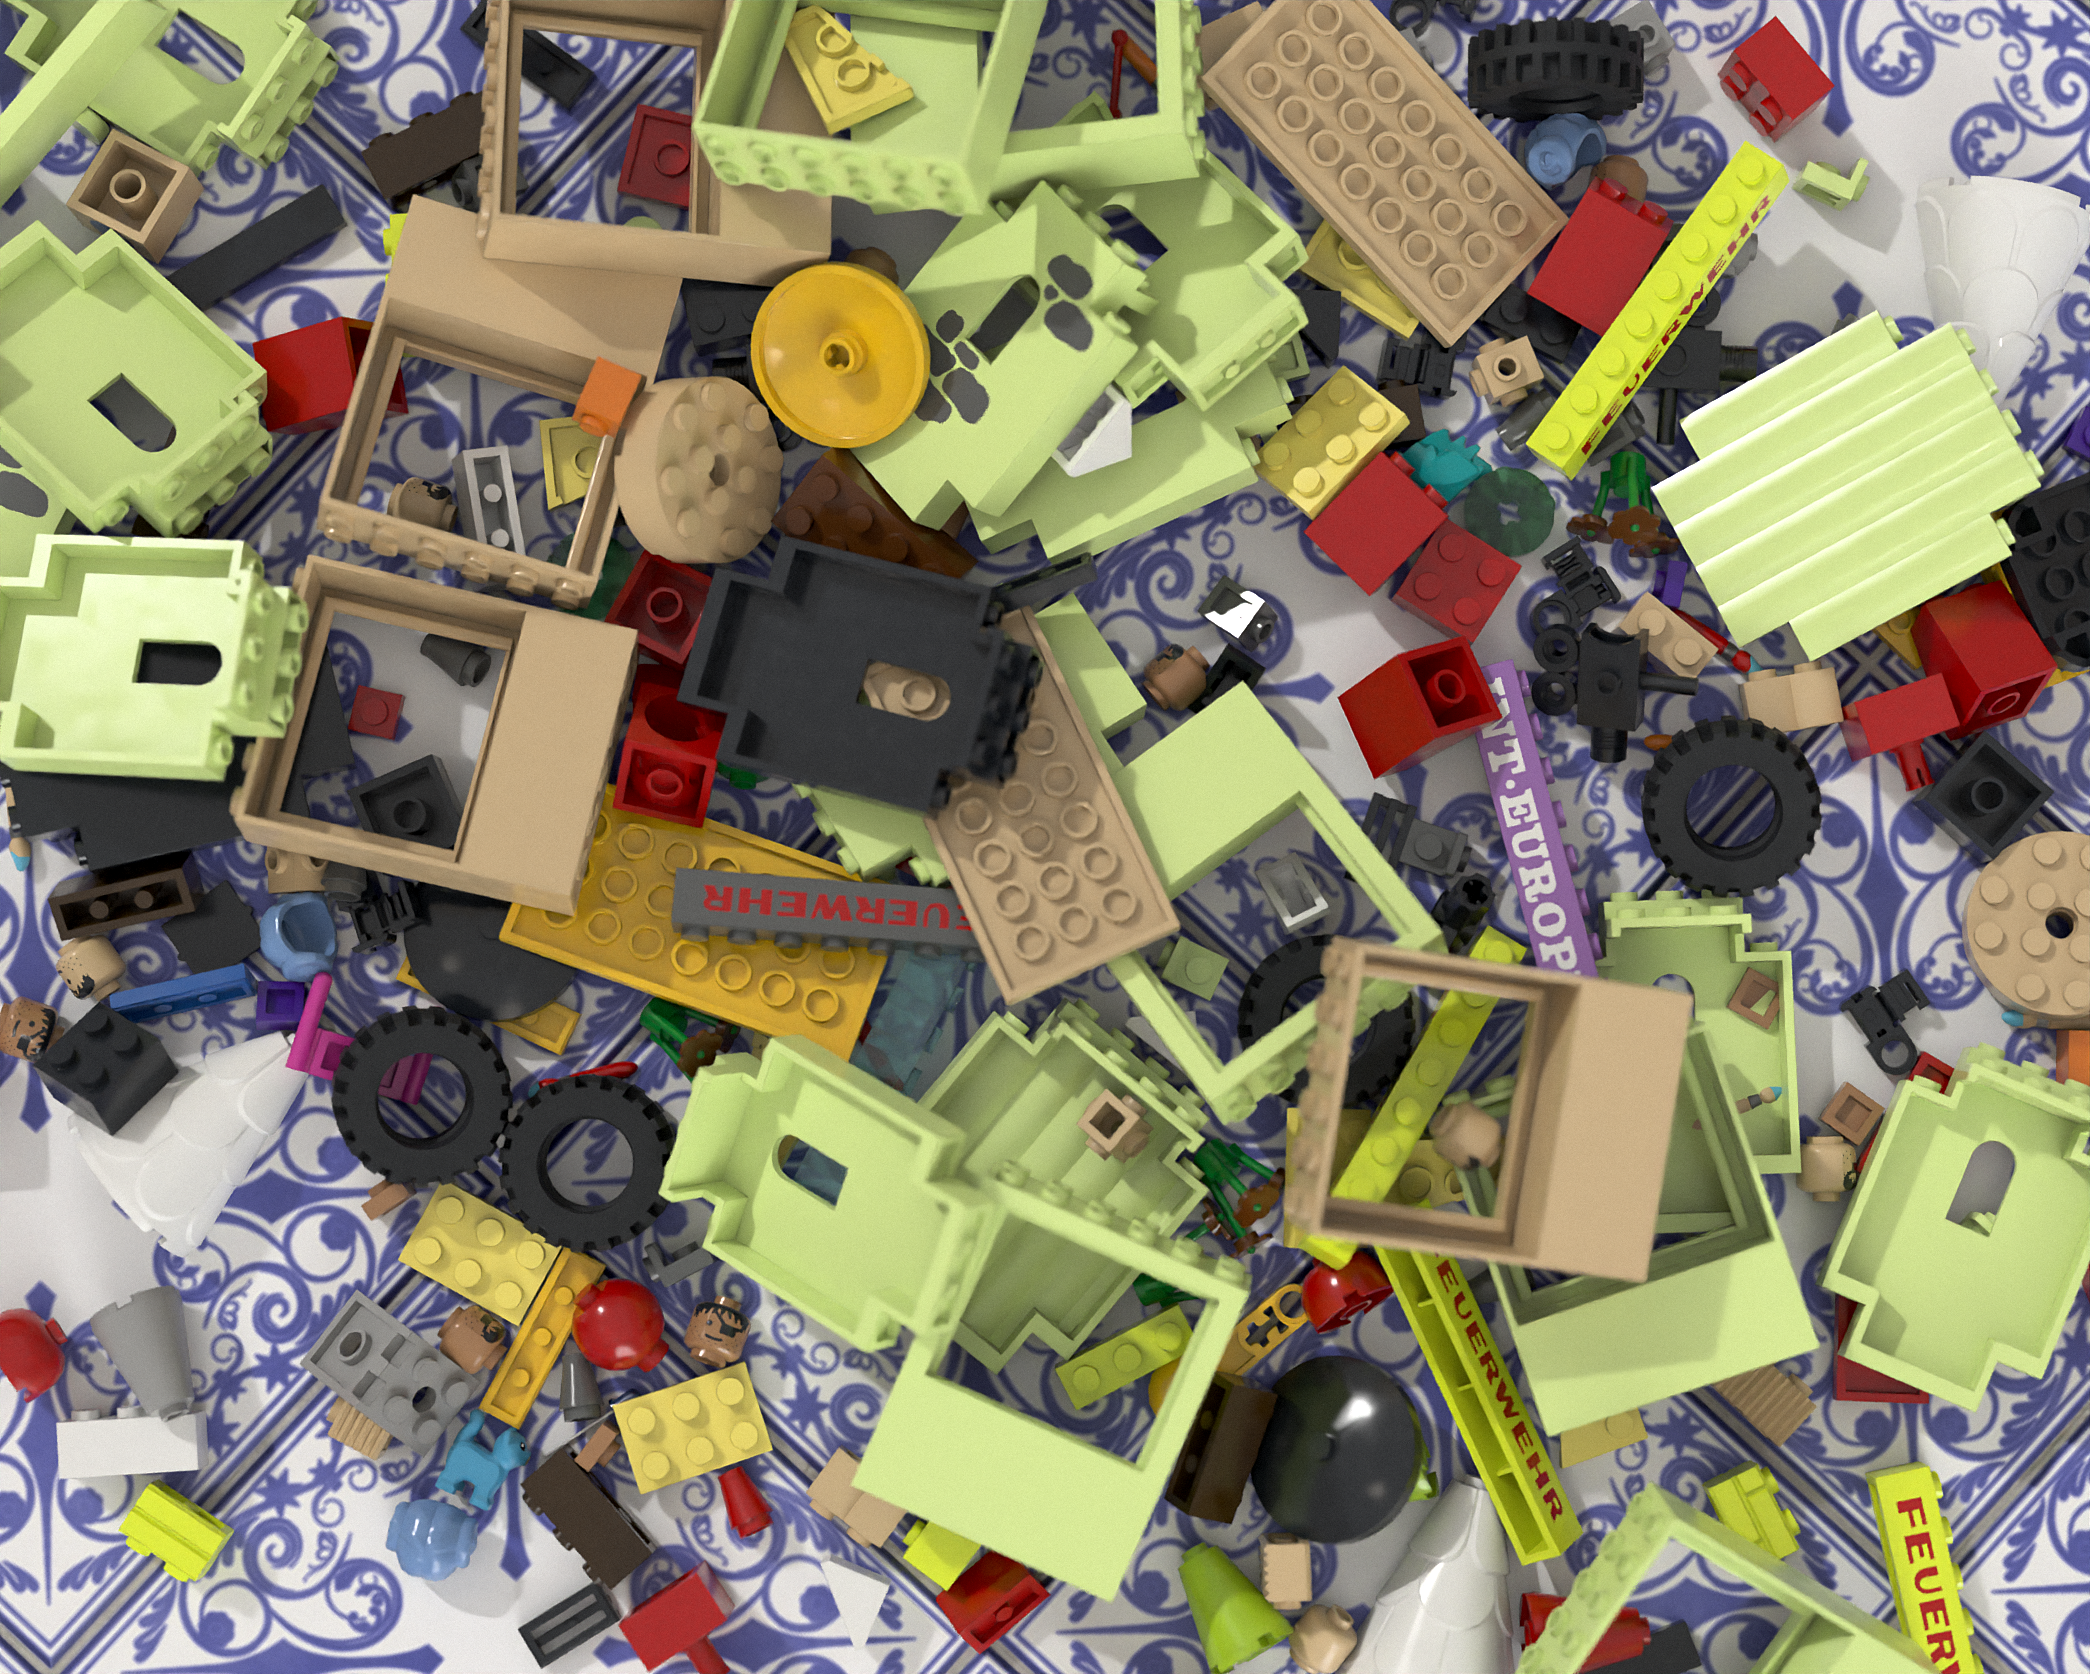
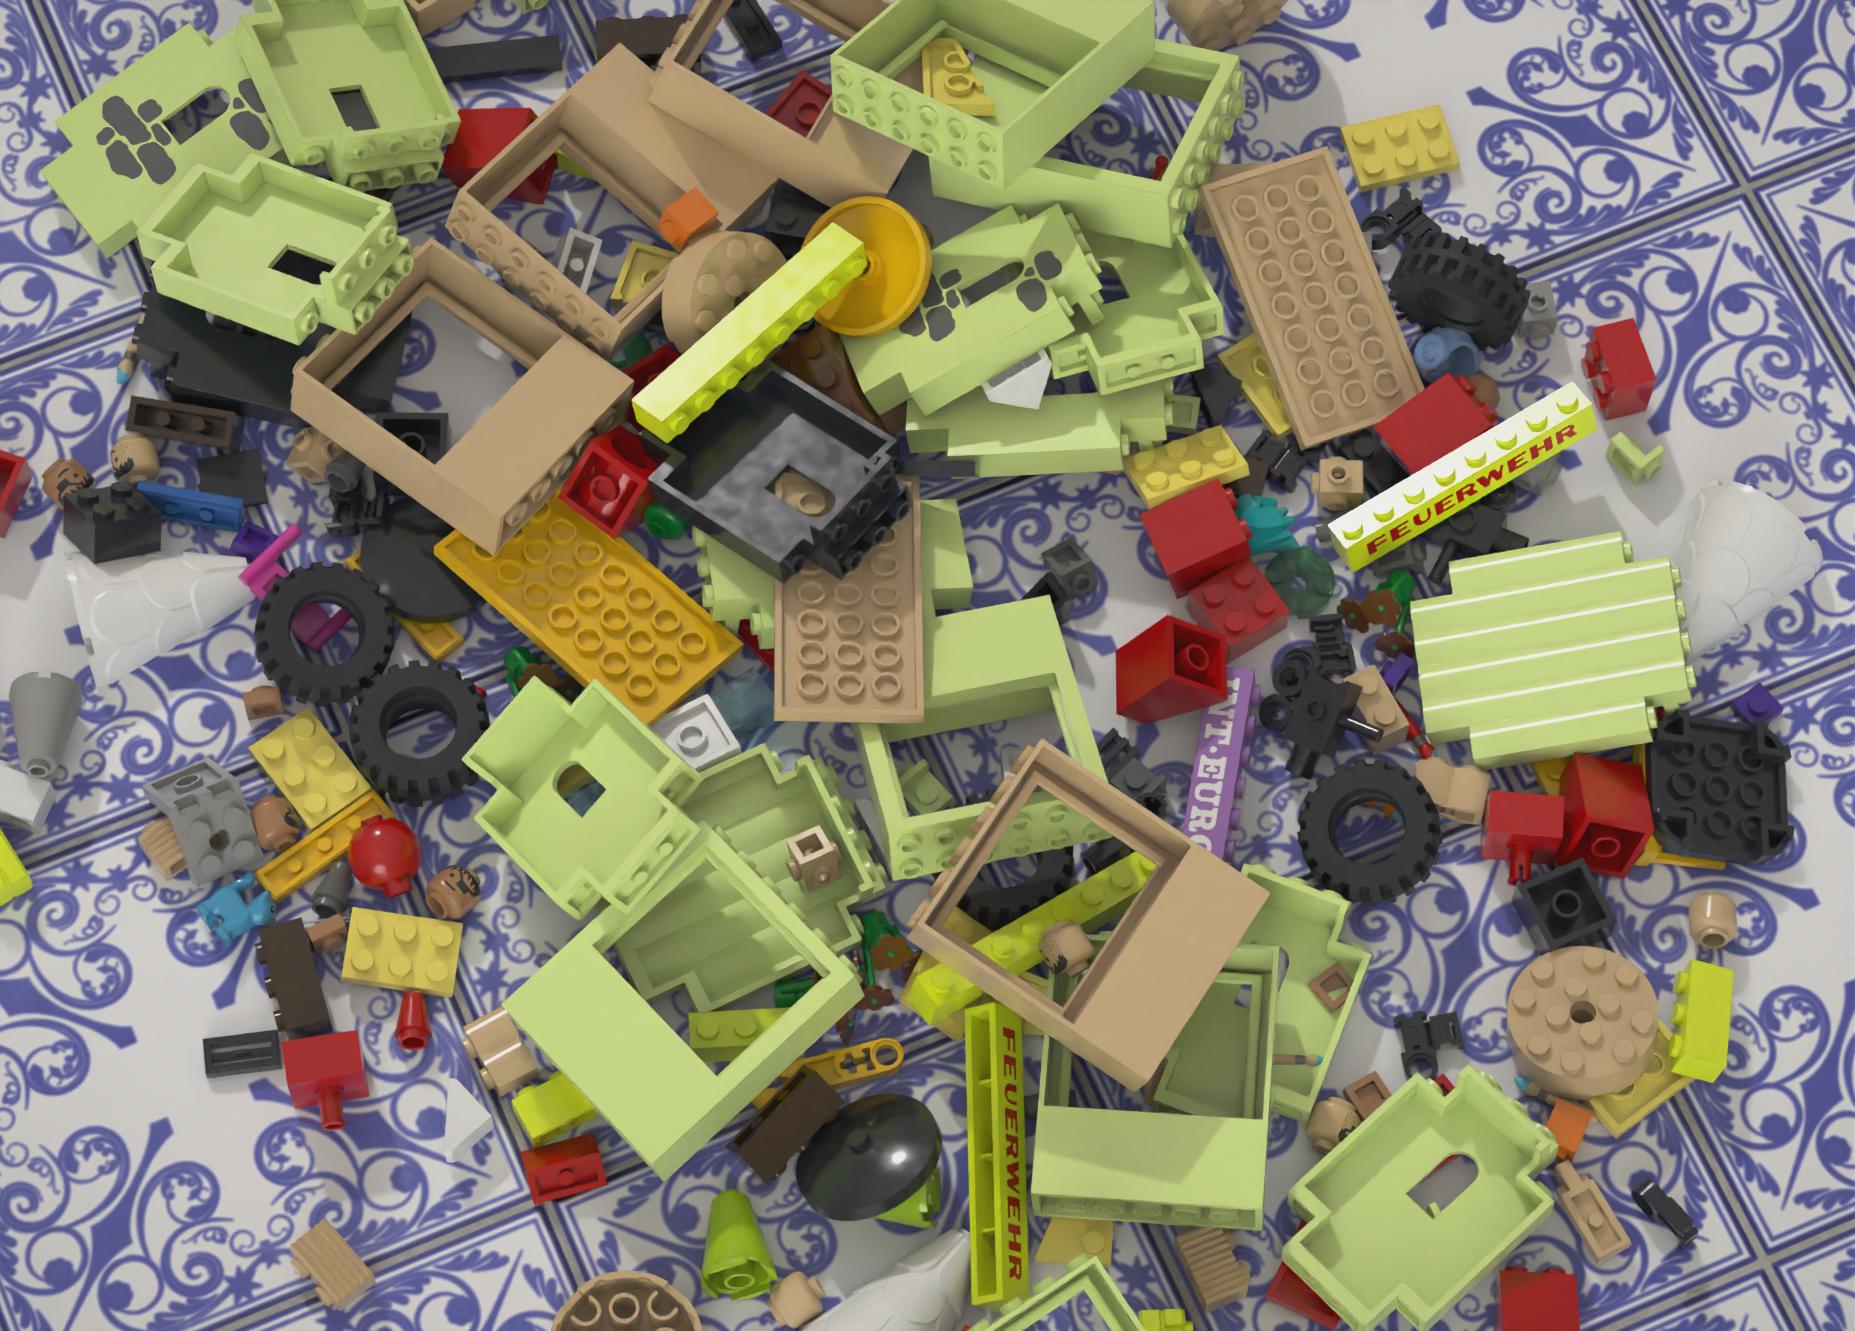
camera: 20 degrees right, 20 degrees down
(299, 936) = (292, 498): medium blue hair -> none
(376, 712) = (421, 384): red plate -> none
(431, 1538) = (174, 945): medium blue hair -> none
(459, 659) = (497, 370): dark grey cone -> none
(687, 1262) = (450, 838): dark grey bracket -> none
(751, 514) = (749, 333): none -> neon yellow brick
(822, 913) = (671, 623): dark grey brick -> none
(910, 1041) = (698, 734): none -> white plate
(1175, 677) = (1003, 586): medium nougat head -> none
(1285, 1569) = (792, 1229): tan brick -> none
(1336, 1295) = (929, 1057): red cylinder -> none

